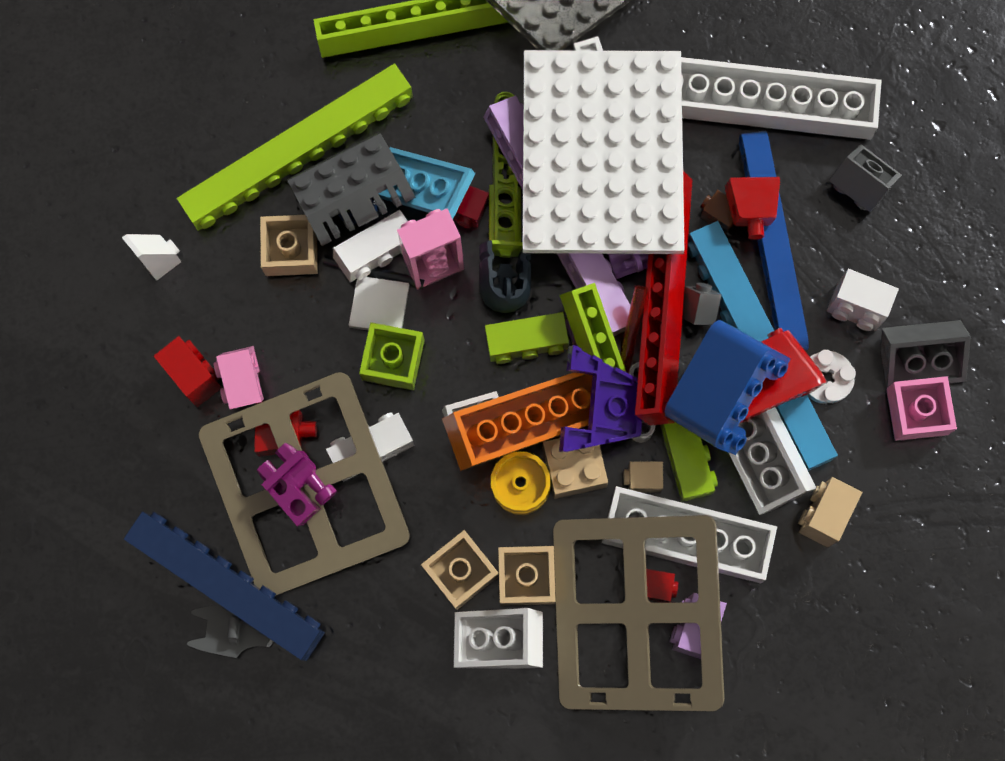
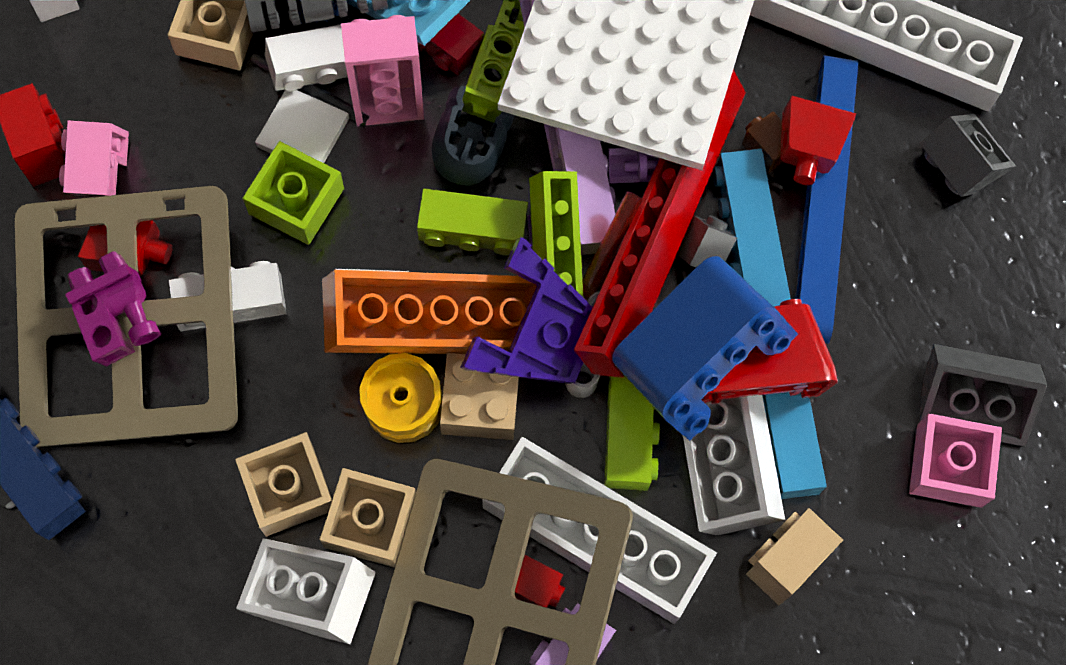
camera: 10 degrees right, 5 degrees down
(644, 477) = (565, 438): tan brick -> none
(842, 373) = (865, 388): white plate -> none
(862, 300) = (917, 300): white brick -> none

